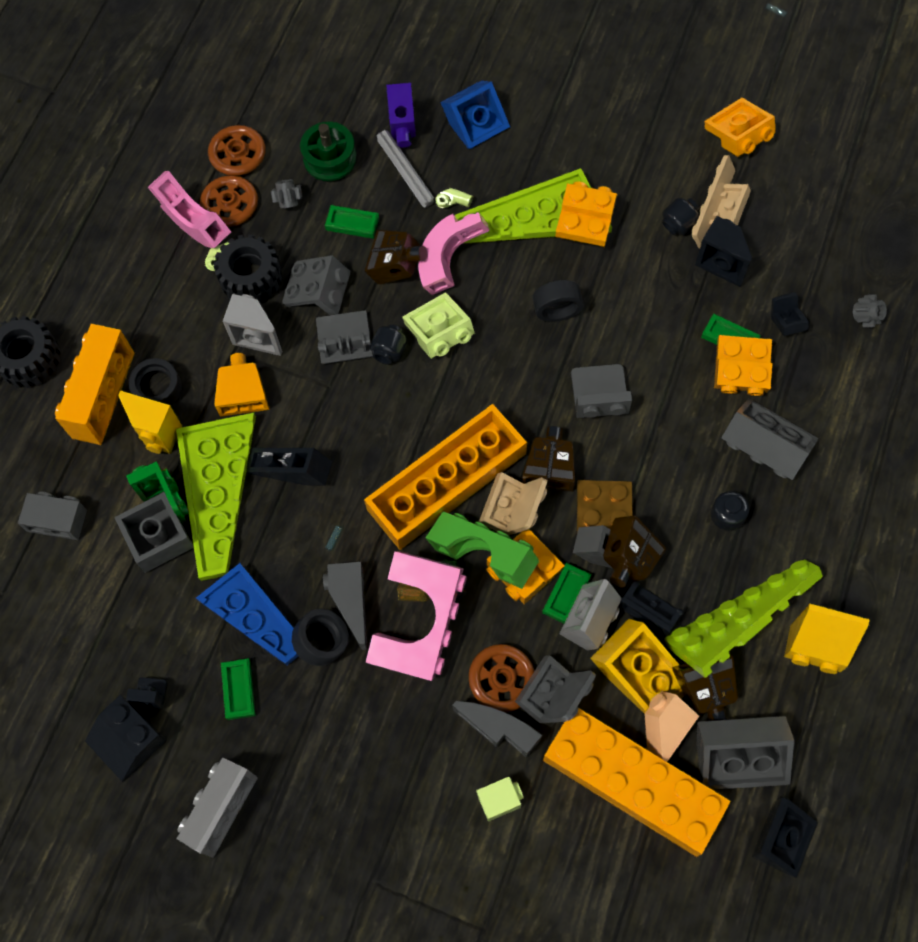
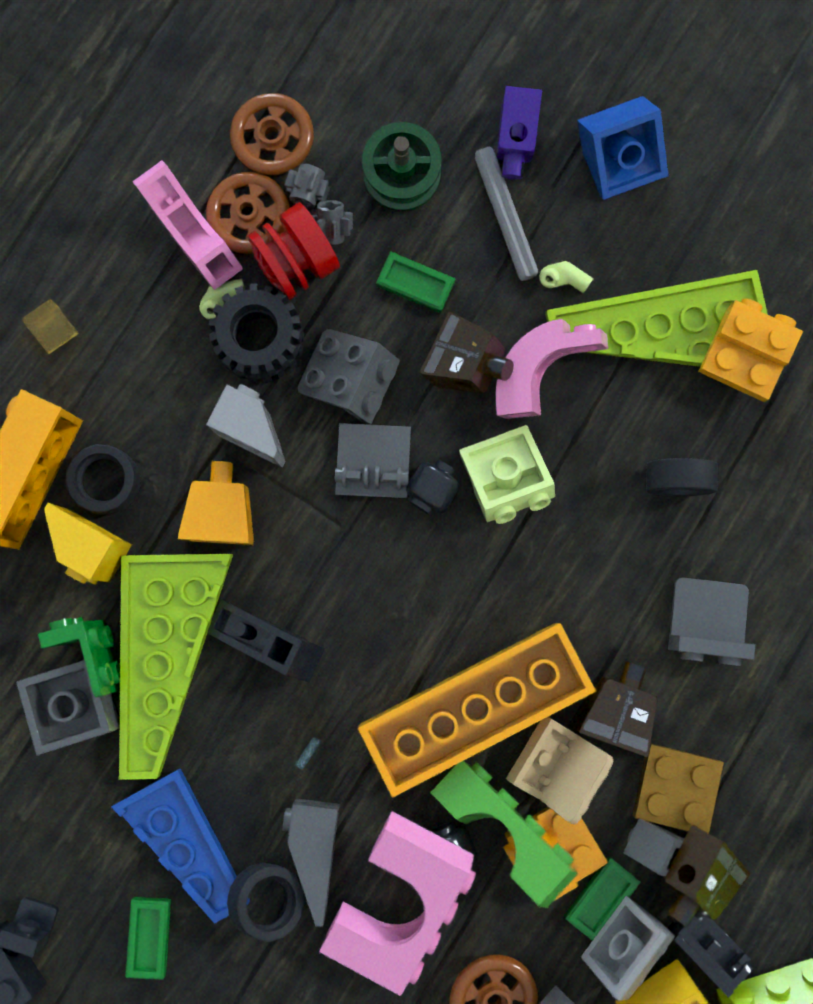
camera: 10 degrees right, 15 degrees up
(102, 294) = (50, 326): none -> clear yellow slope
(264, 211) = (293, 251): none -> red wheel
(266, 175) = (307, 185): none -> dark grey gear

